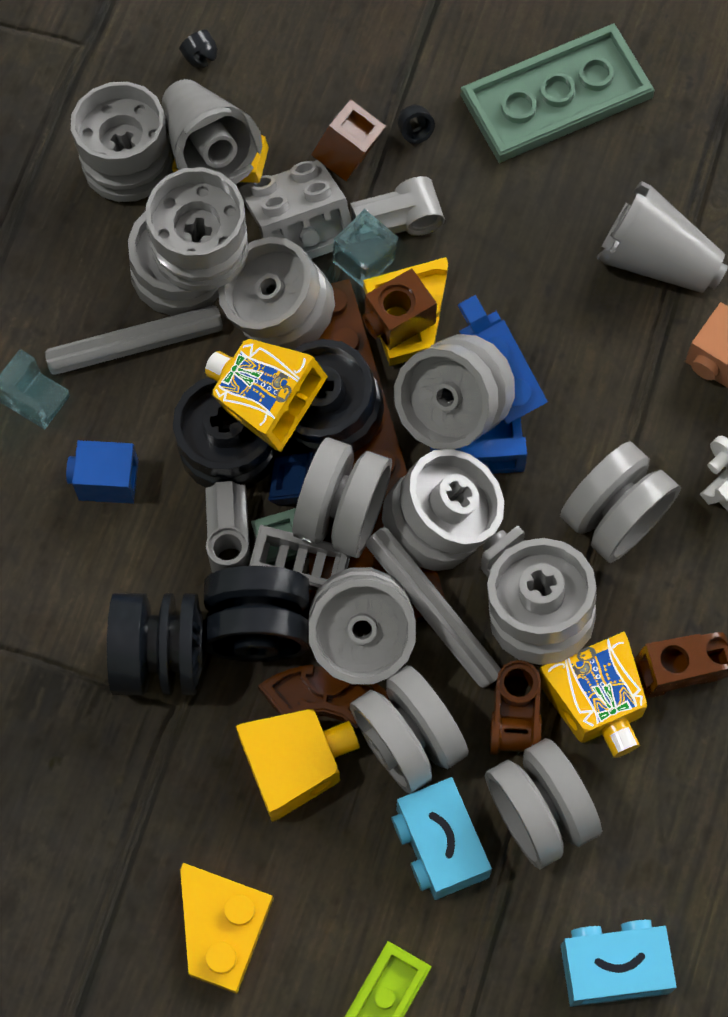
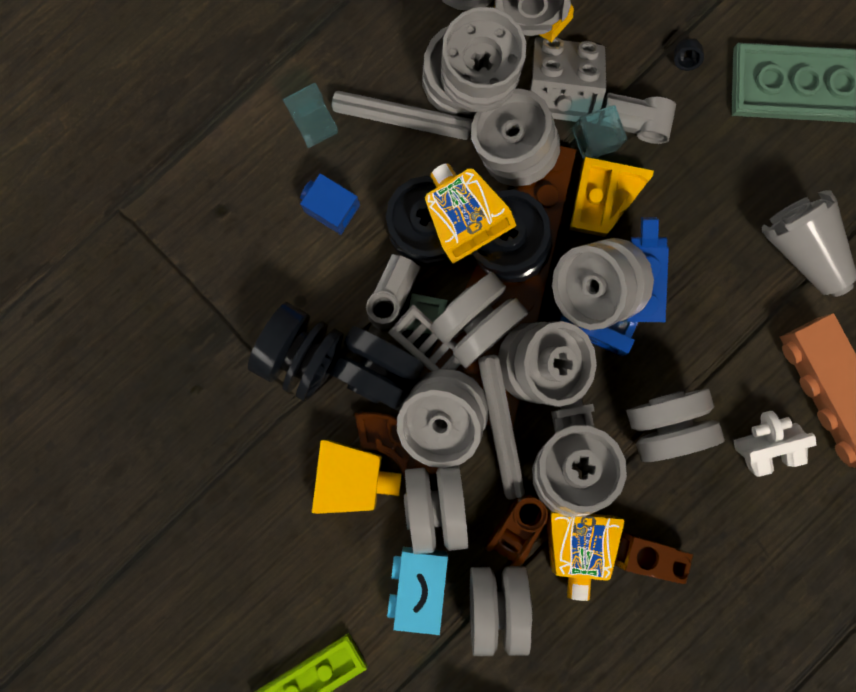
camera: 25 degrees right, 15 degrees up
(220, 926) = (244, 563): yellow wing -> none
(288, 477) = (457, 278): dark blue tile -> none
(348, 140) = (633, 42): reddish brown brick -> none
(404, 292) = (611, 187): reddish brown brick -> none

